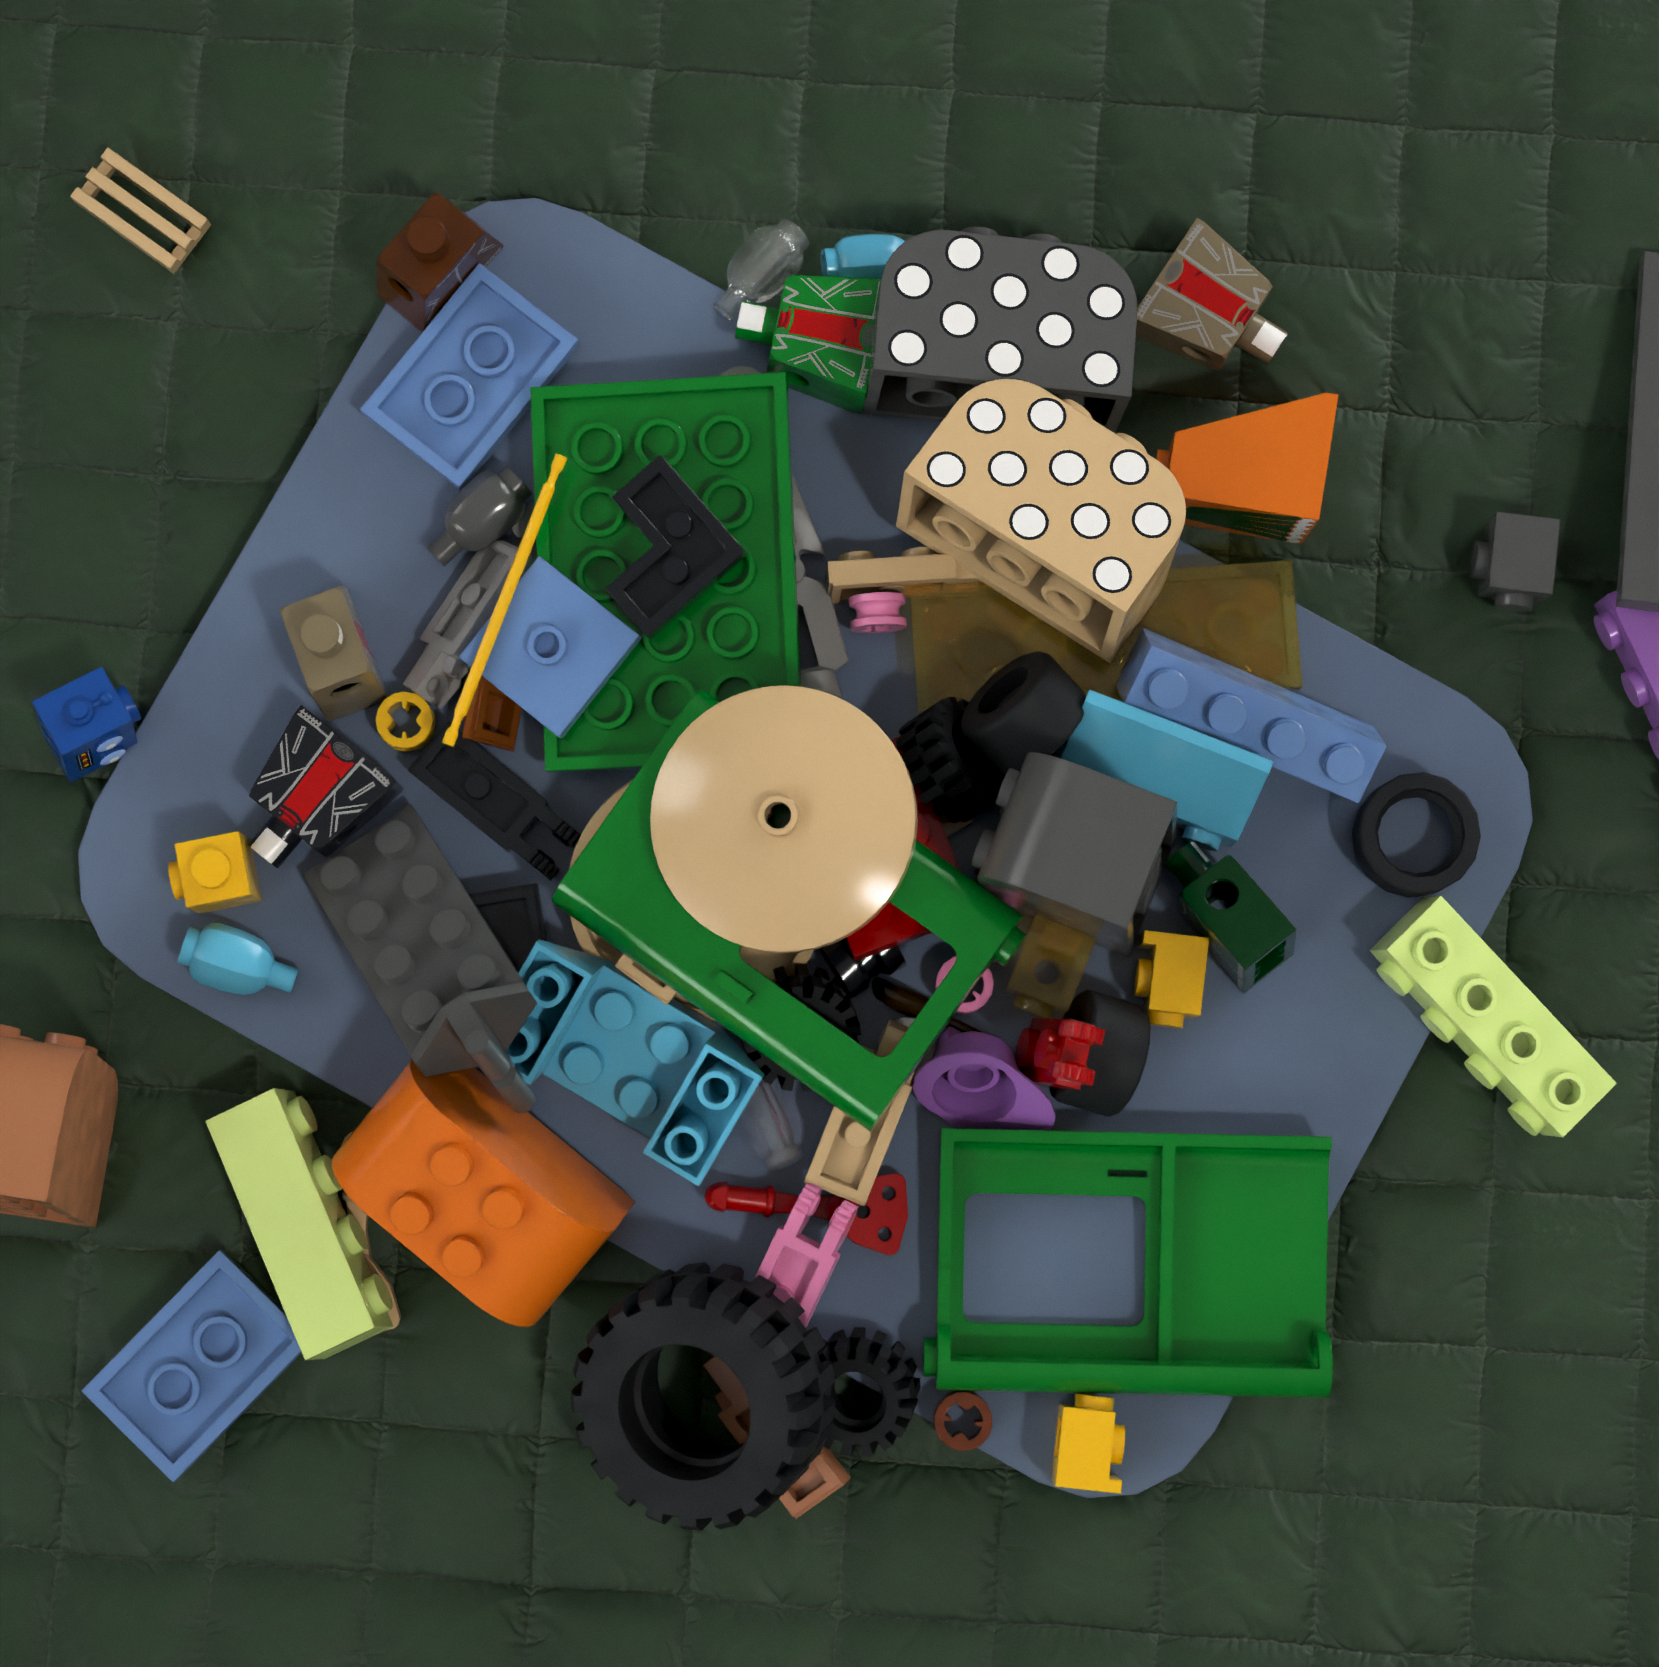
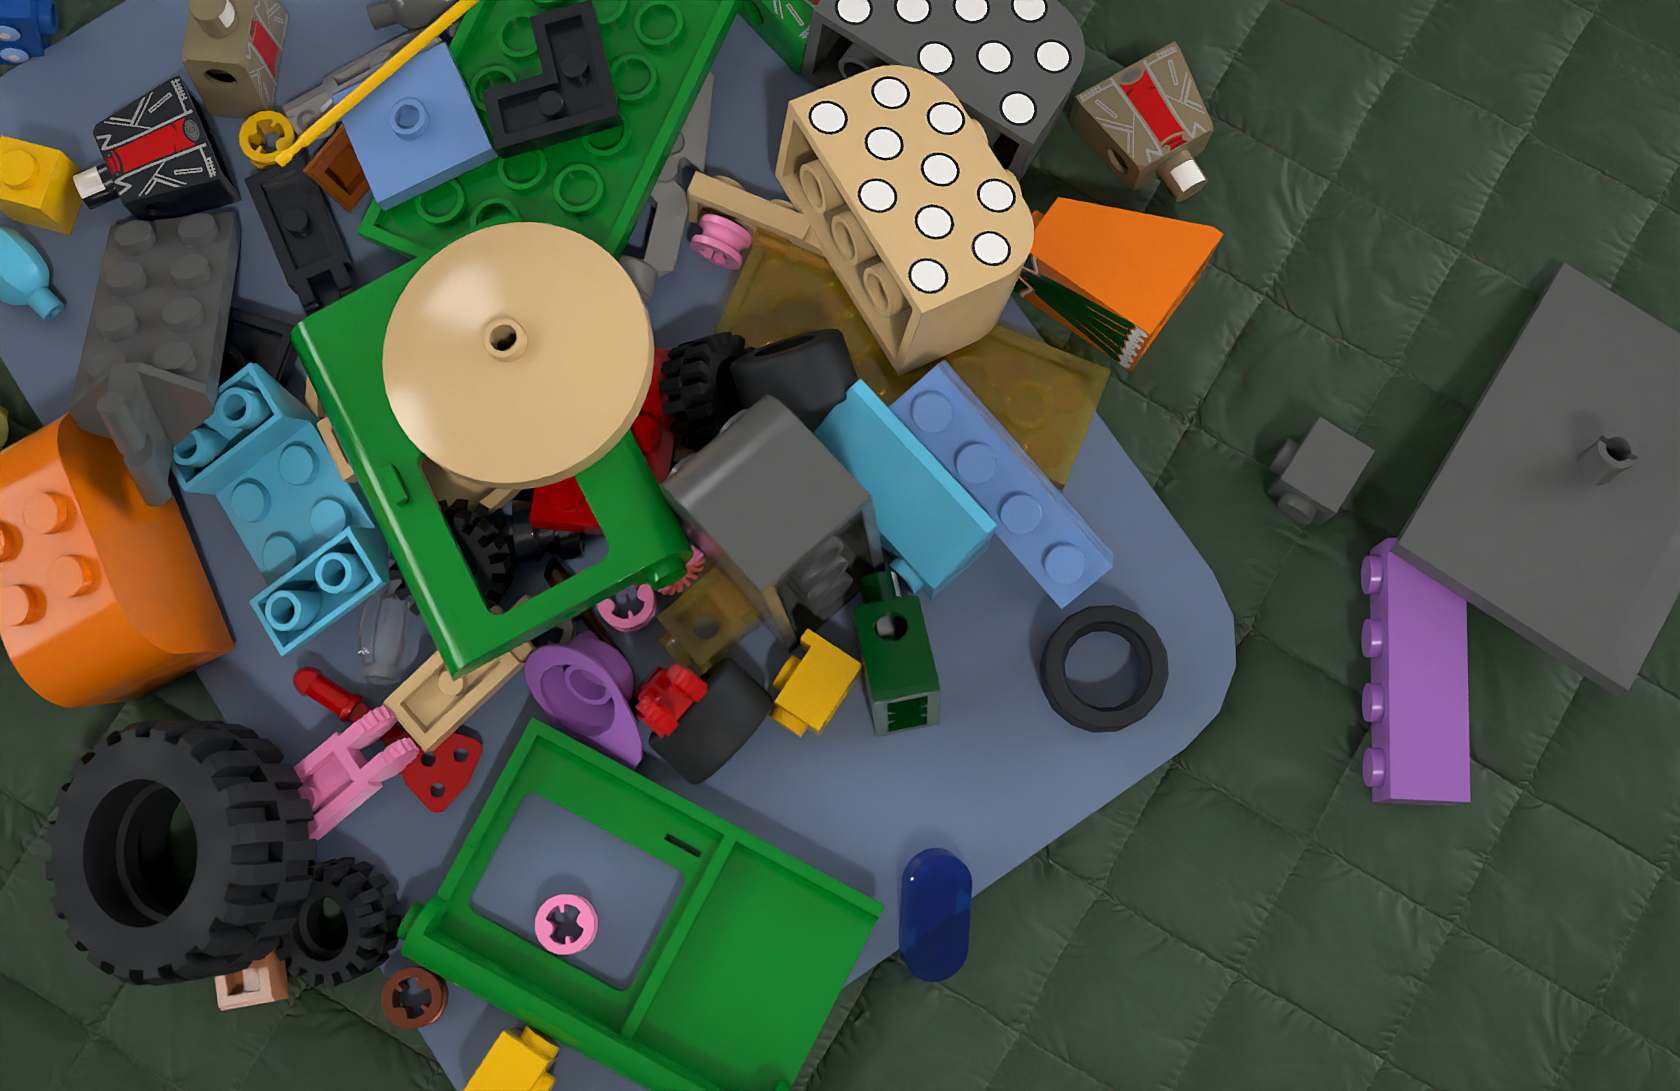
camera: 30 degrees right, 5 degrees down
(1046, 1305) = (546, 928): none -> bright pink bush
(1374, 1122) = (935, 914): none -> clear blue tile
(1491, 1018) = (1092, 873): yellowish green brick -> none

